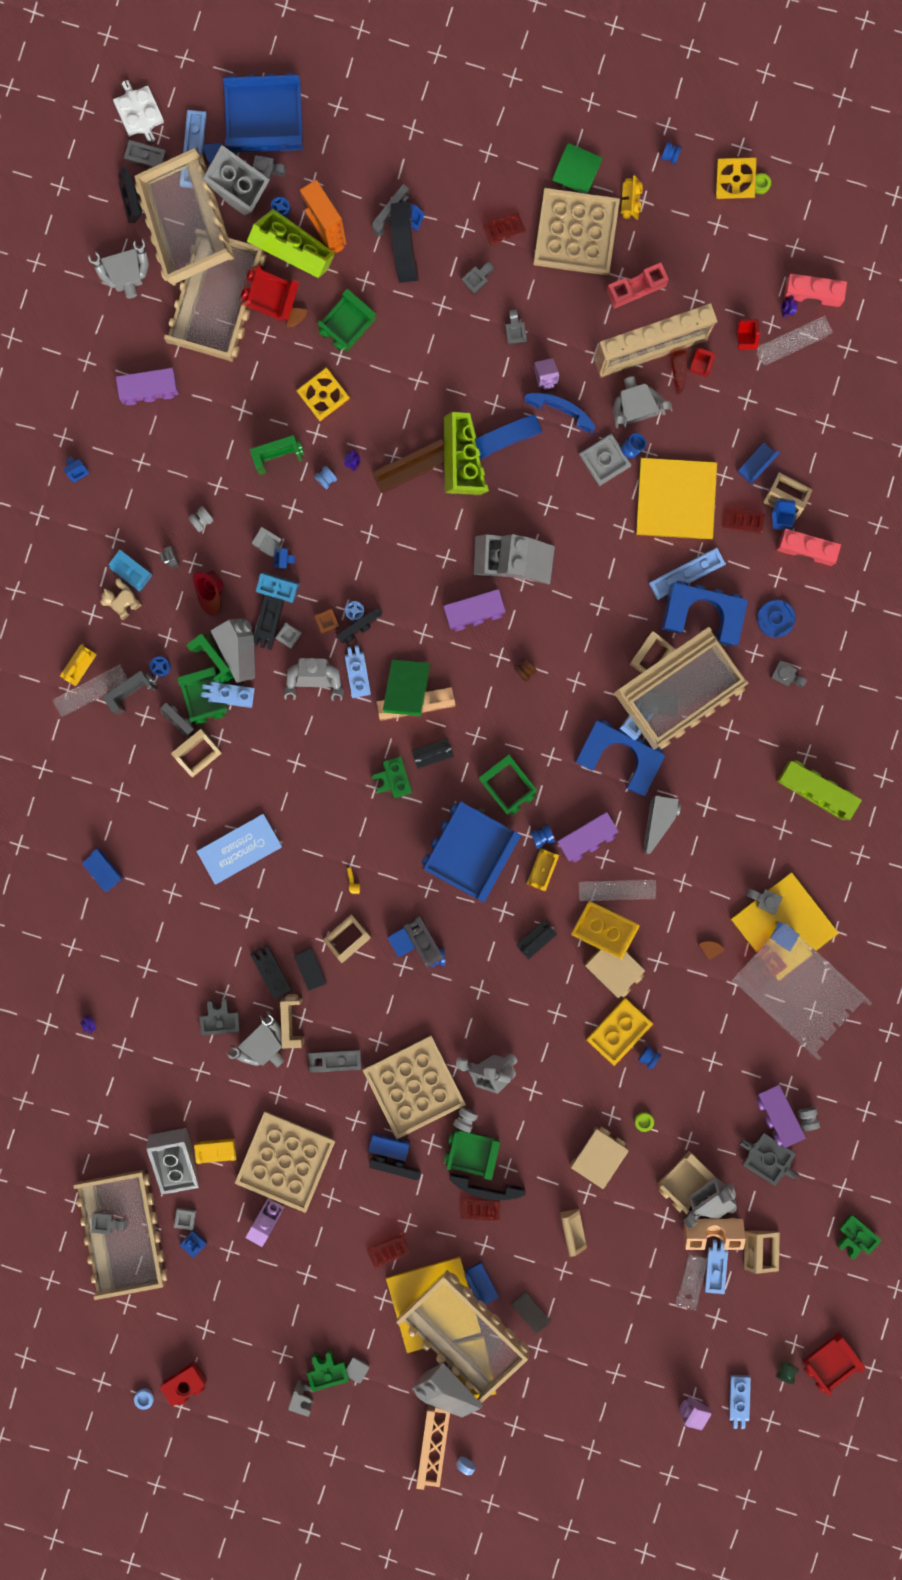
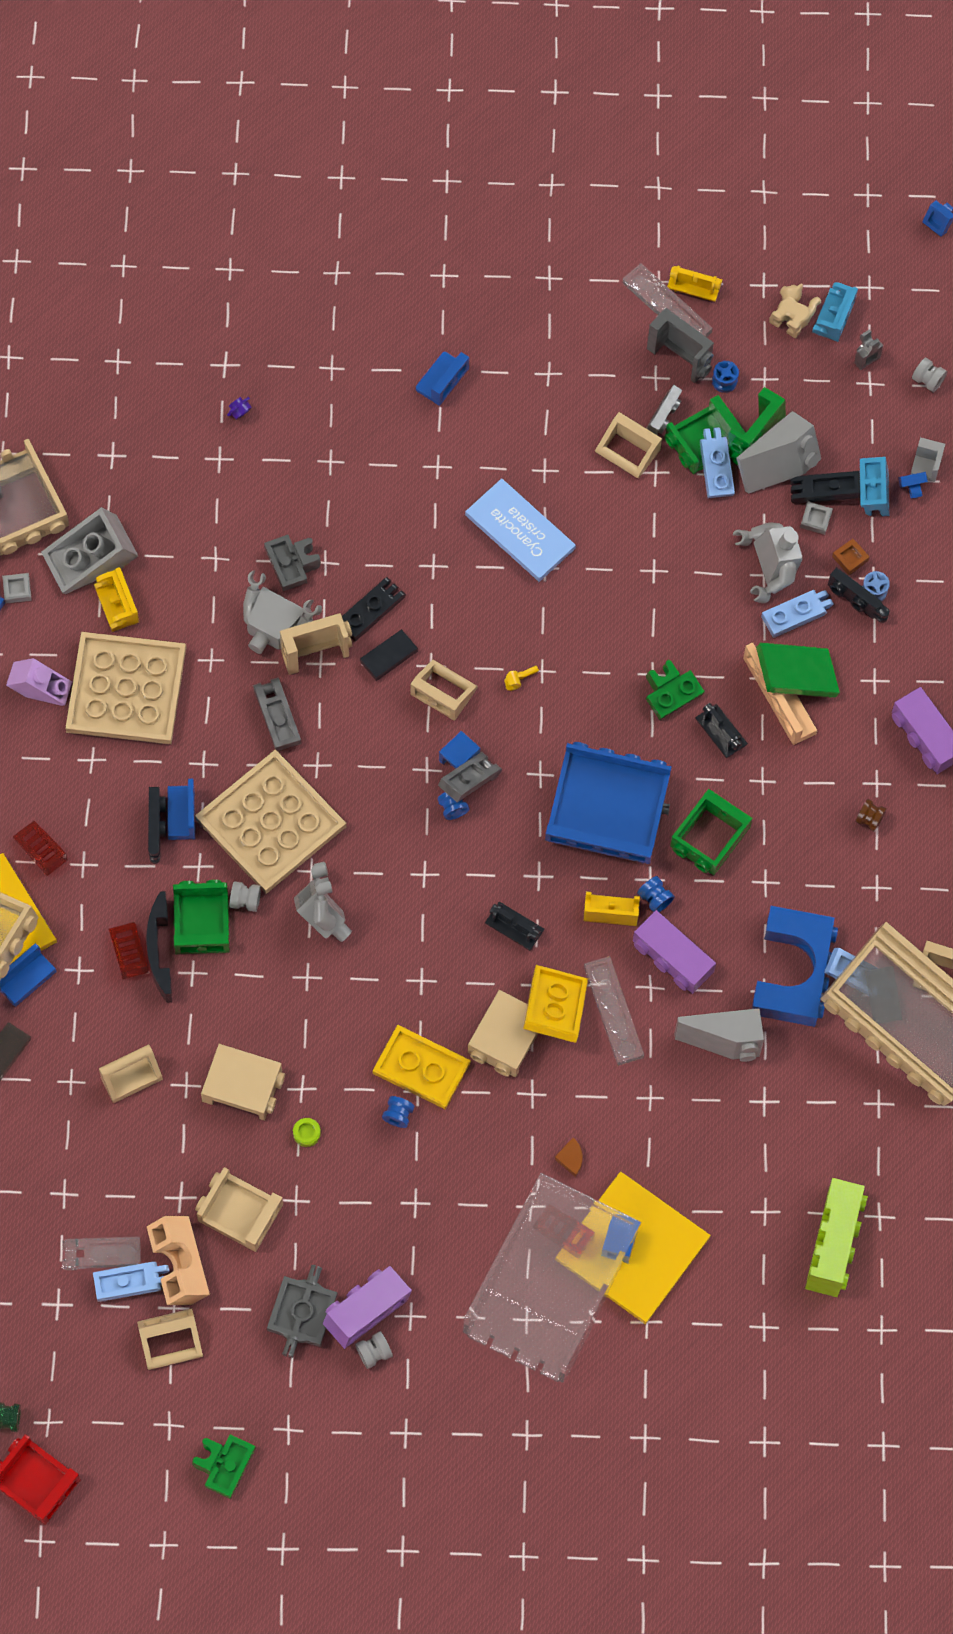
camera: 70 degrees right, 20 degrees down
(208, 591) = (843, 407): dark red piece -> none
(711, 1201) = (223, 1242): light grey torso -> none
(767, 900) = (660, 1209): flat silver plate -> none

